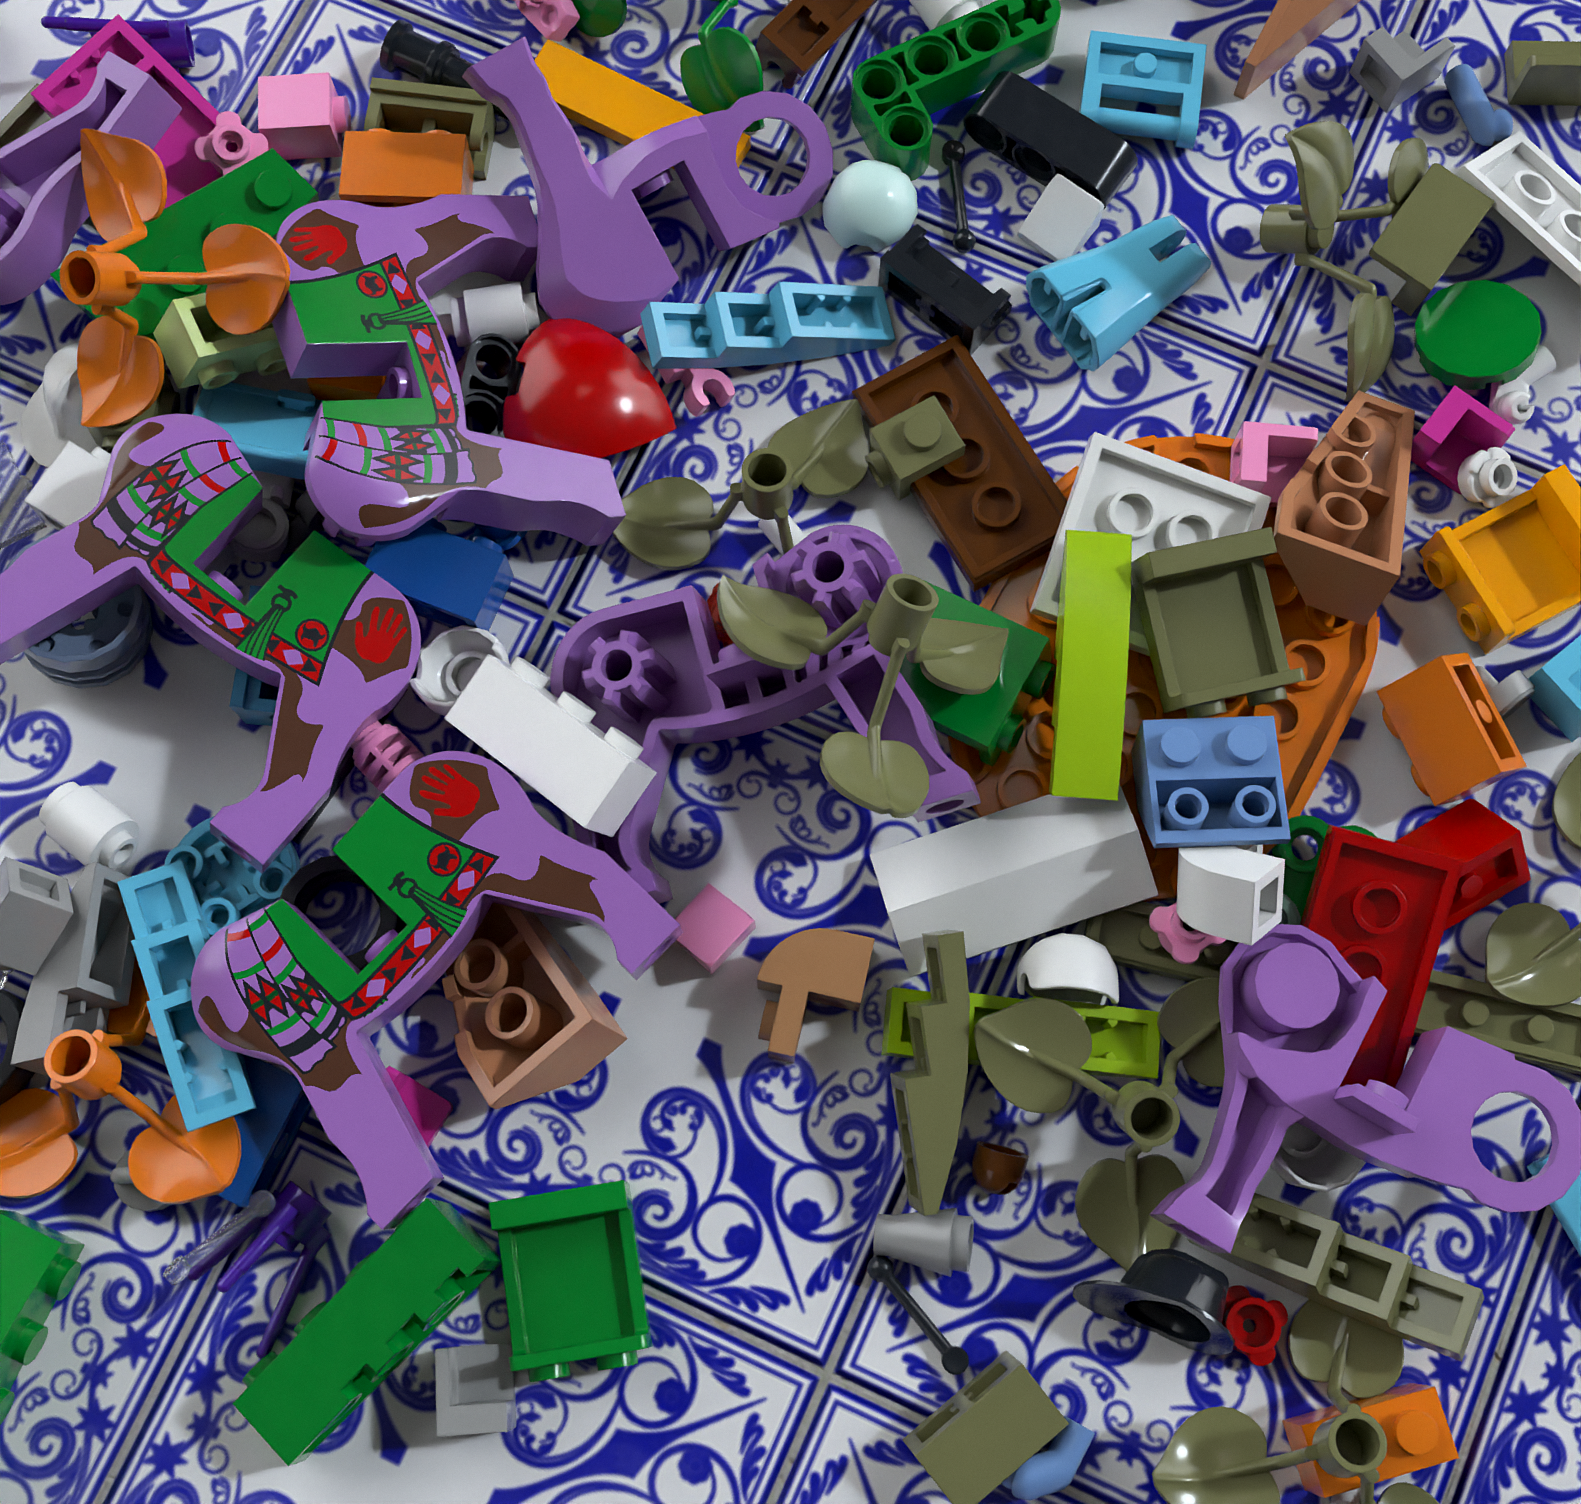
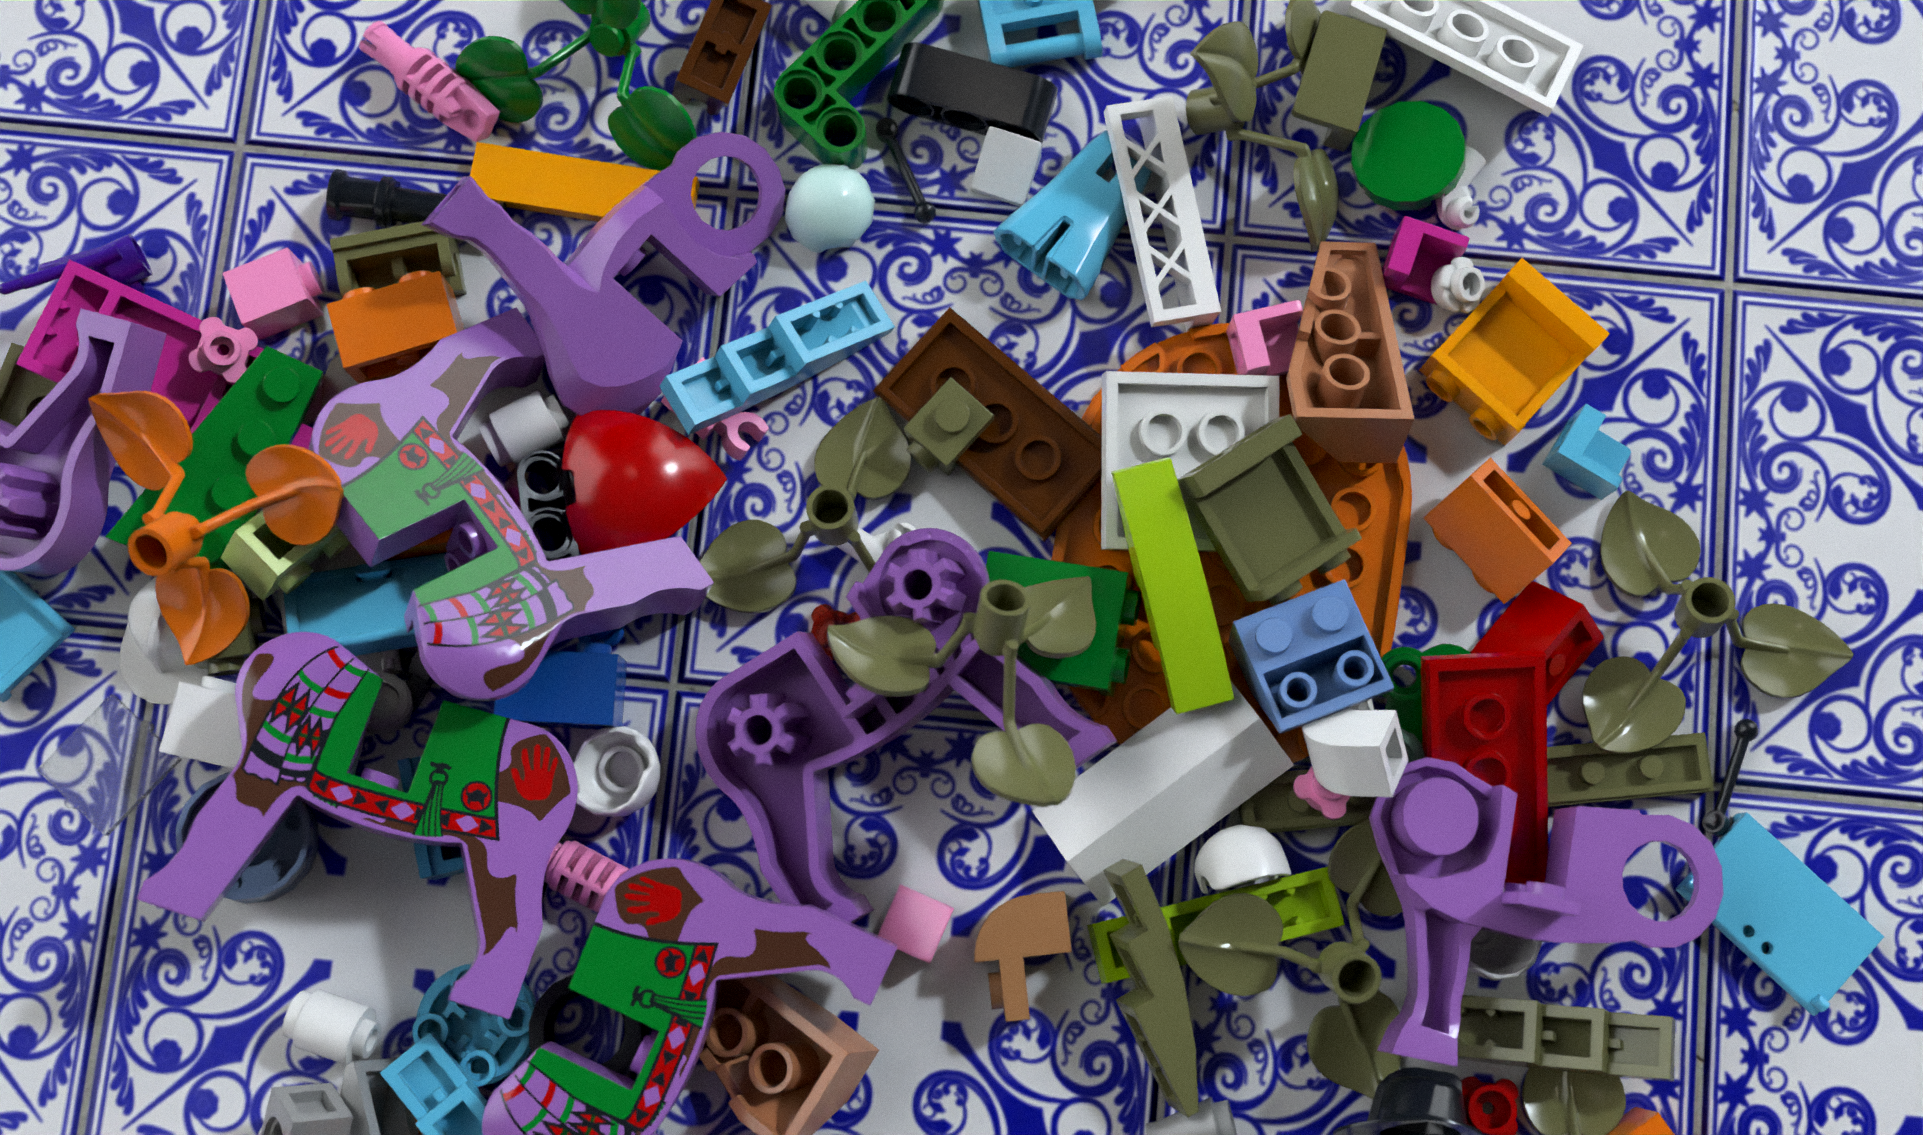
camera: 20 degrees left, 5 degrees up
(552, 743) = (723, 818): white brick -> none
(941, 291) = (921, 268): black hinge -> none
(998, 1168) = (1234, 1047): reddish brown hinge -> none
(1217, 307) = (1175, 210): none -> white fence
(1509, 693) = (1534, 482): light grey tile -> none

